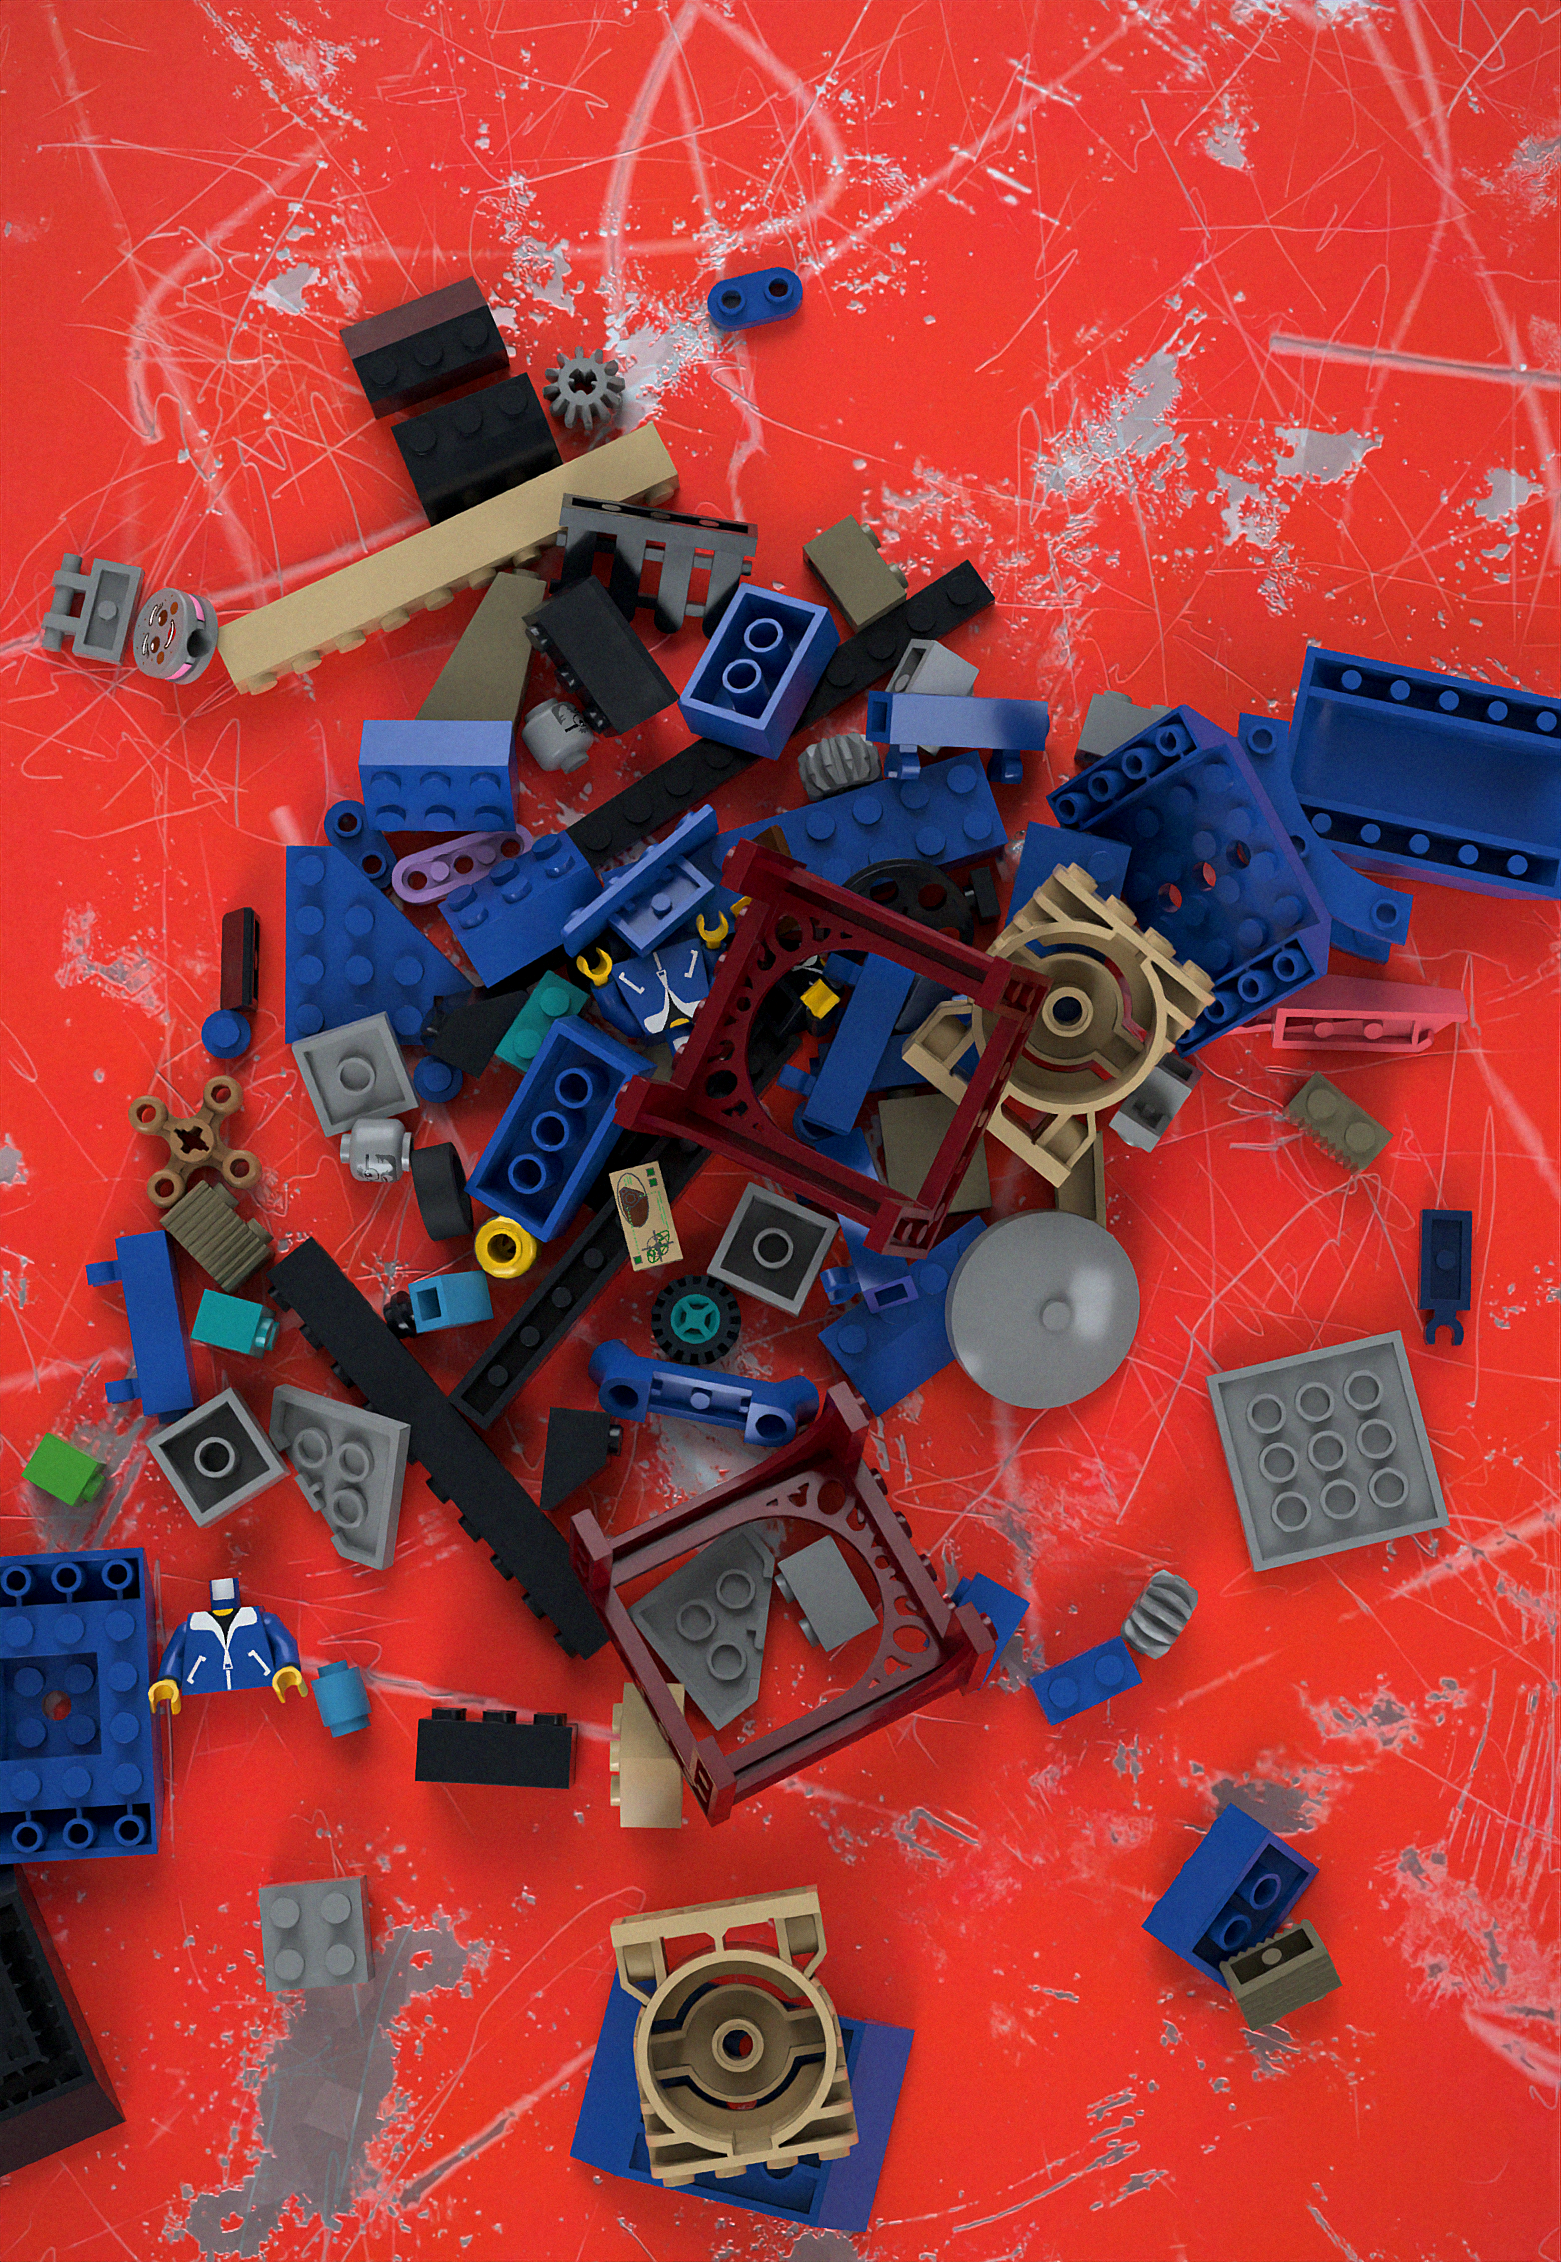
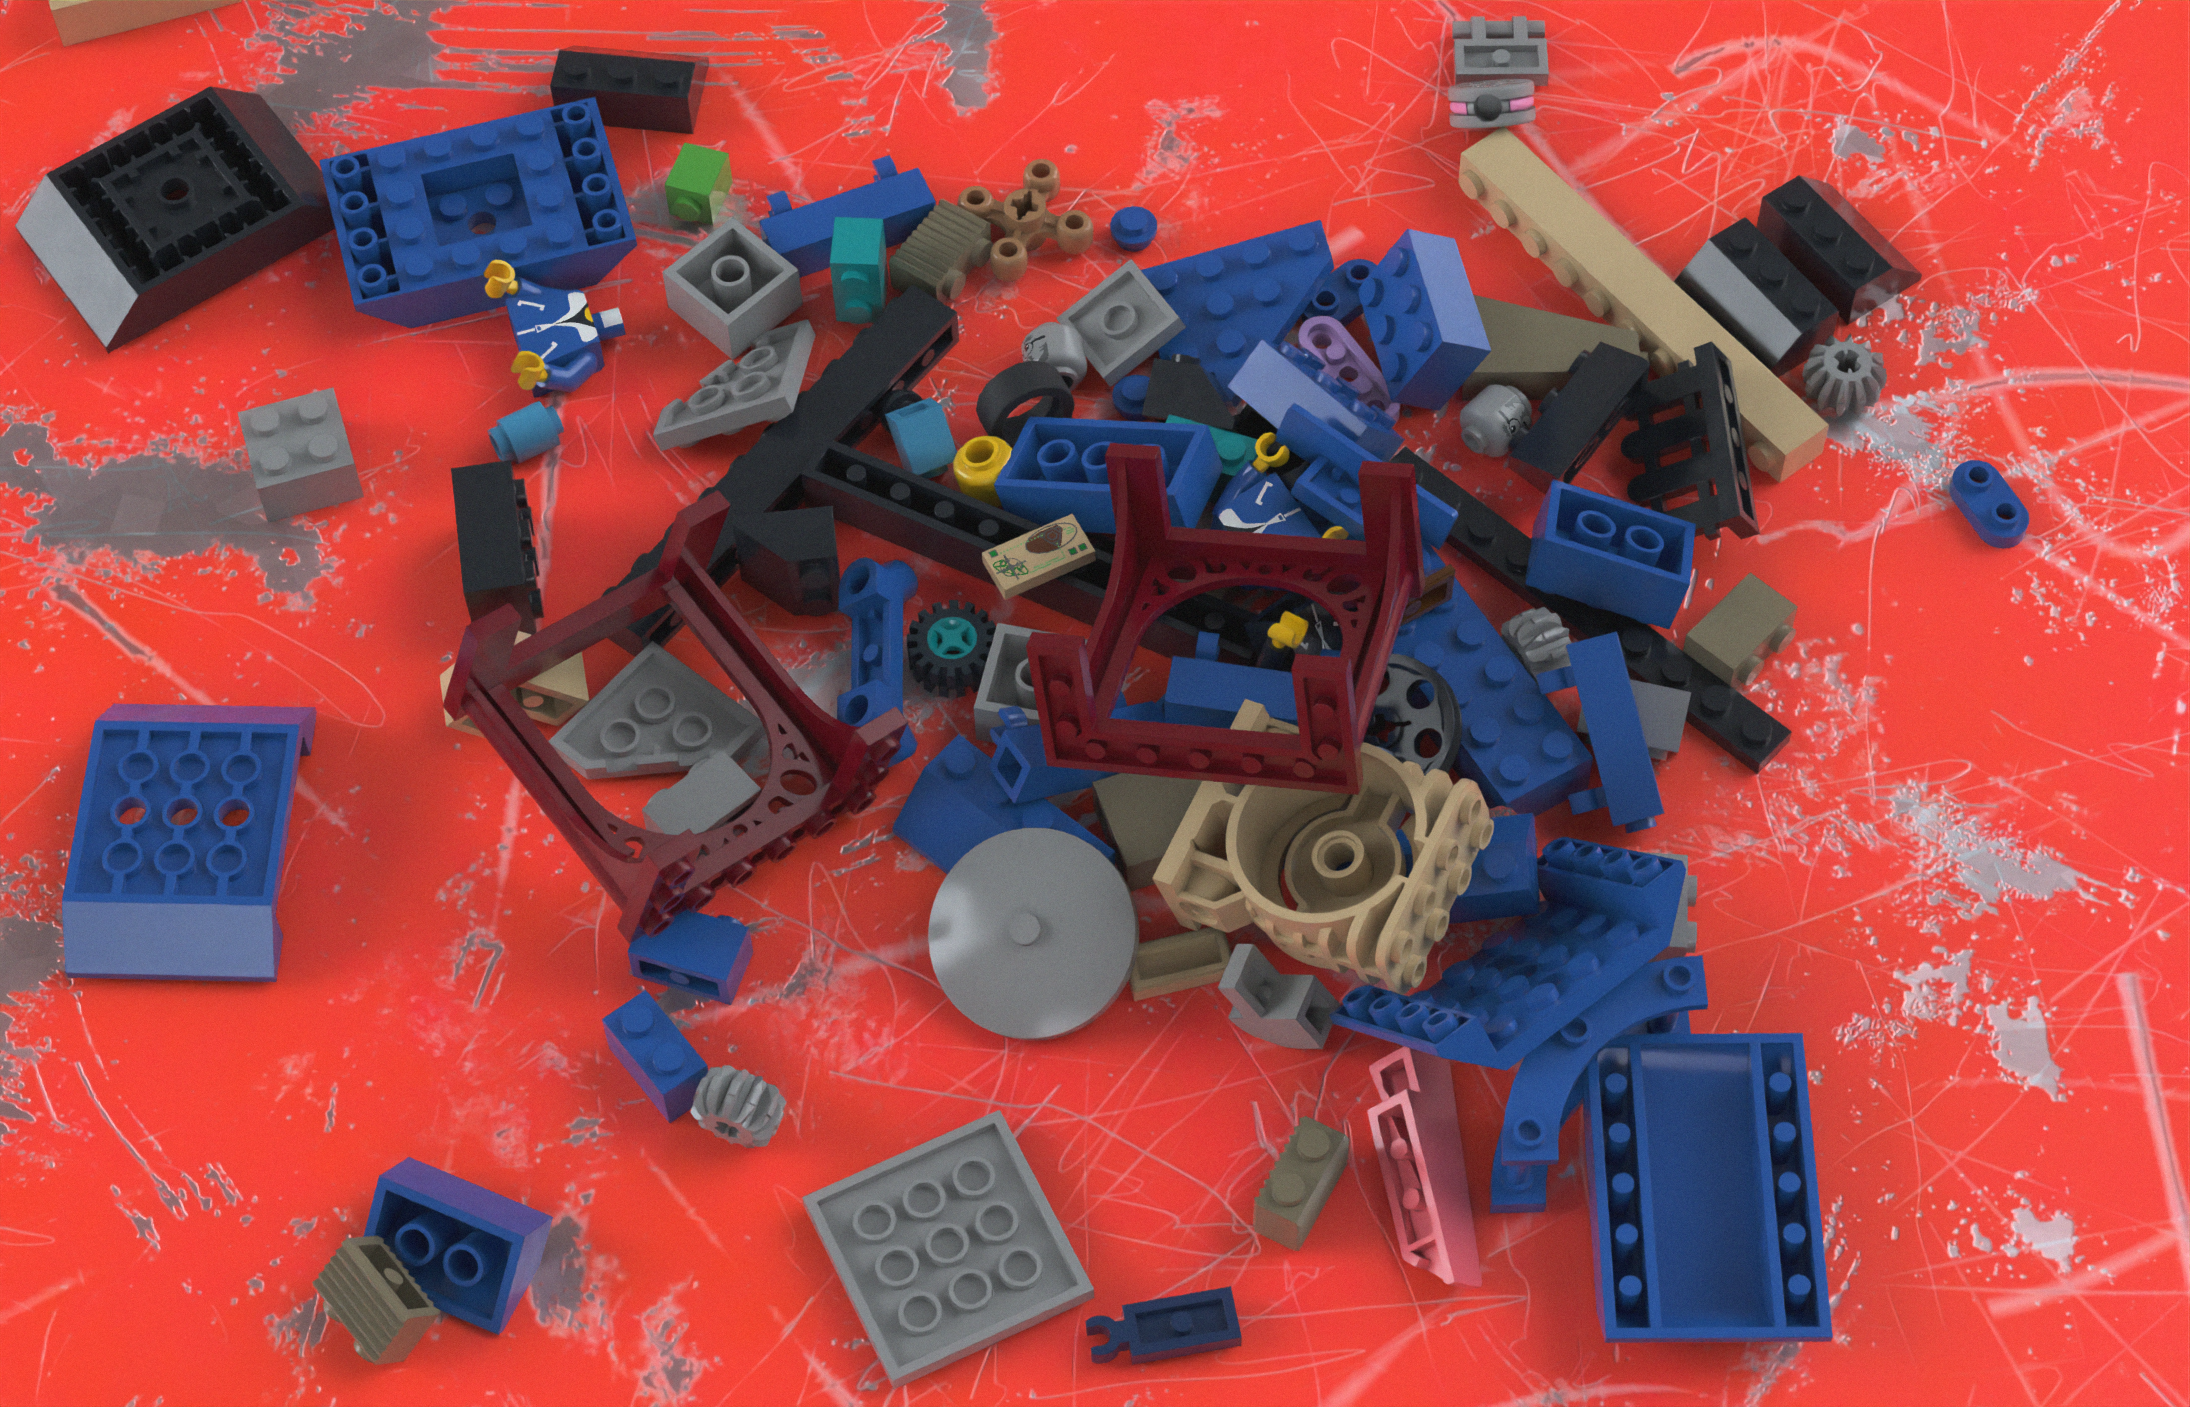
camera: 75 degrees right, 25 degrees down
(240, 960) = (1206, 227): slope -> none
(680, 2127) = (270, 819): tan brick -> none

